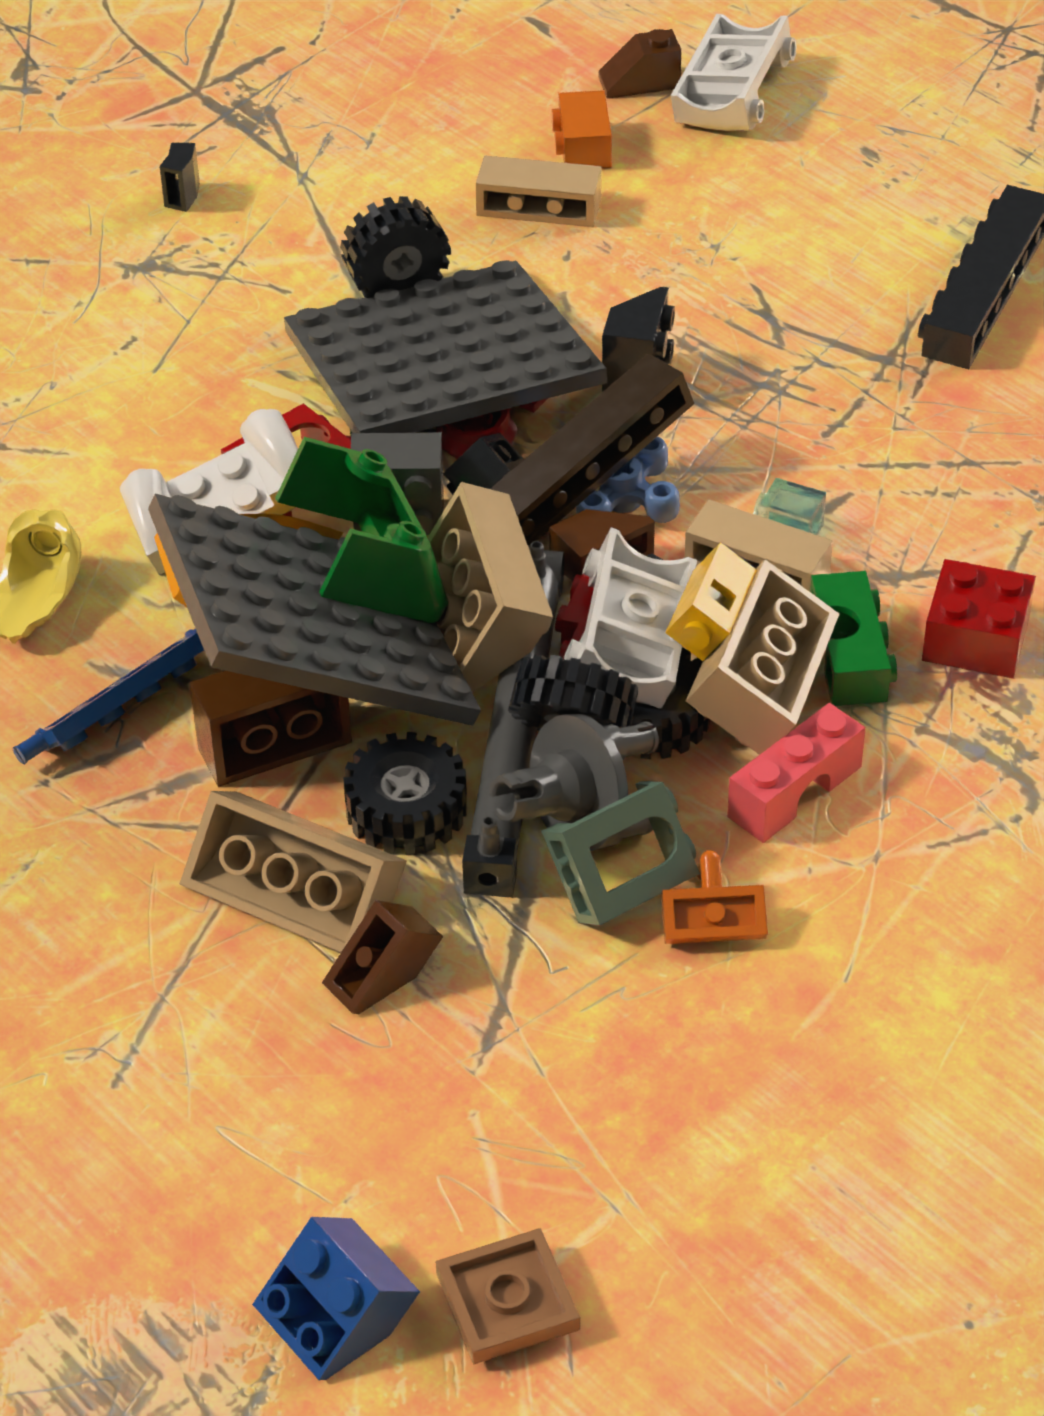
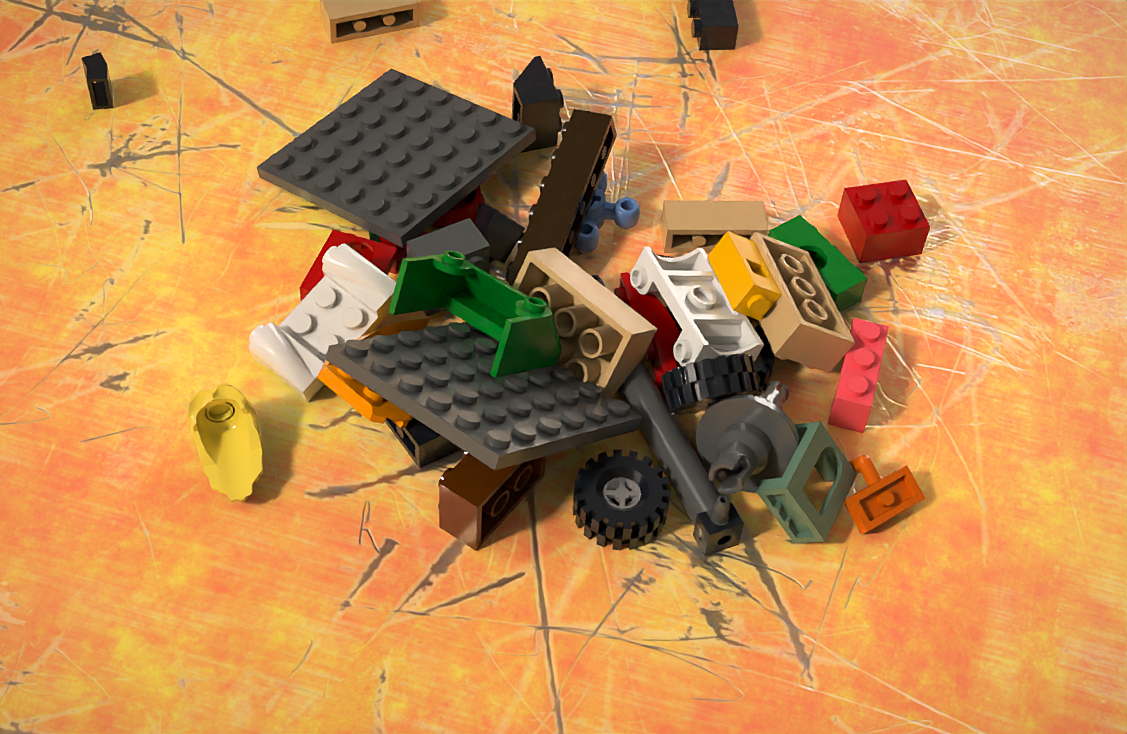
camera: 35 degrees left, 5 degrees up
(107, 703) = (358, 509): blue plate -> none
(287, 869) = (589, 595): tan slope -> none
(381, 955) = (699, 633): reddish brown slope -> none
(394, 246) = (314, 87): black wheel -> none
(589, 529) = (610, 255): reddish brown slope -> none
(793, 505) = (713, 184): clear light blue brick -> none

